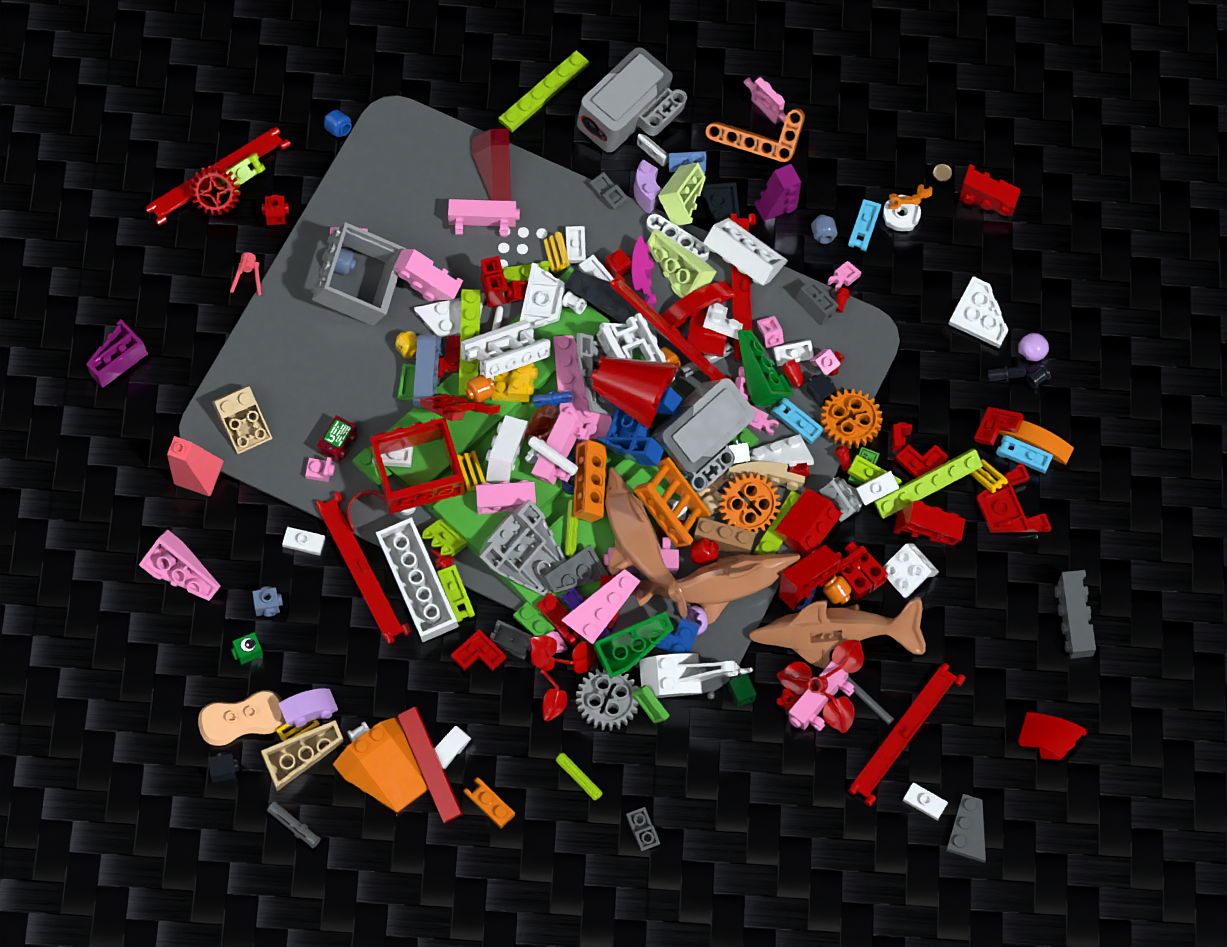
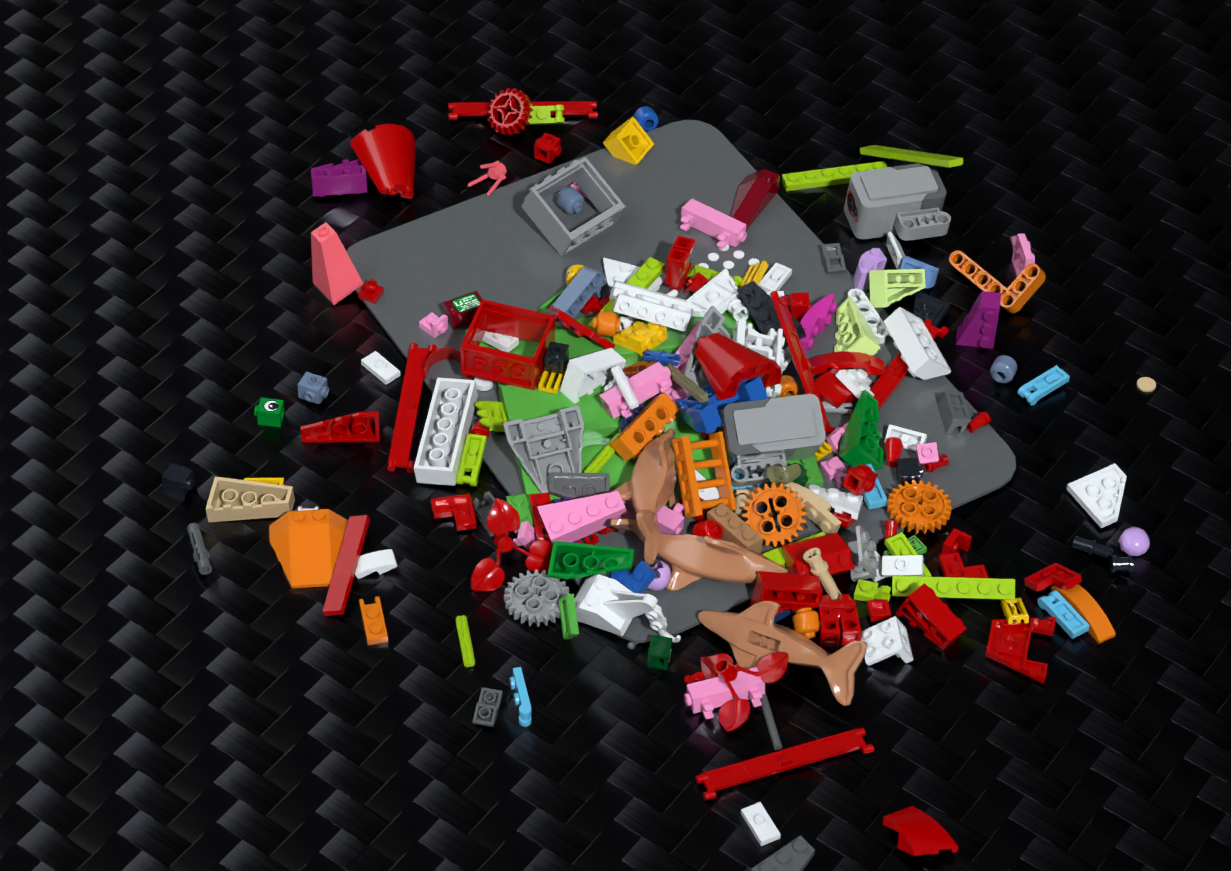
camera: 35 degrees right, 20 degrees down
(150, 314) = (388, 158): none -> red cone
(177, 564) = (265, 329): bright pink wedge -> none
(226, 721) = (238, 462): light nougat plate -> none
(238, 467) = (371, 292): none -> red tile
(242, 419) = (401, 260): tan slope -> none
(308, 706) = (281, 470): lavender brick -> none
(334, 617) = (353, 427): none -> red wedge
(345, 163) = (629, 142): none -> yellow slope
(425, 277) = (625, 232): bright pink wedge -> none
(467, 454) = (556, 357): none -> black brick
(503, 496) = (551, 399): bright pink brick -> none
(604, 422) = (687, 384): none -> olive axle
(611, 45) = (911, 156): none -> lime tile
(663, 802) = (521, 696): none -> medium azure plate
(737, 462) = (783, 474): none -> olive hair
(771, 331) = (896, 414): bright pink bracket -> none
(794, 425) = (860, 479): none -> red brick
(824, 538) = (820, 568): none -> tan pin
(844, 274) = (996, 409): bright pink plate -> none
(862, 526) = (869, 591): none -> lime plate
(883, 540) = (878, 610): none -> red plate
(898, 222) = (1084, 400): white plate -> none
(914, 199) = (1103, 384): orange piece -> none
(989, 193) = (1175, 411): red wedge -> none
(1075, 614) = (1017, 751): dark grey wedge -> none

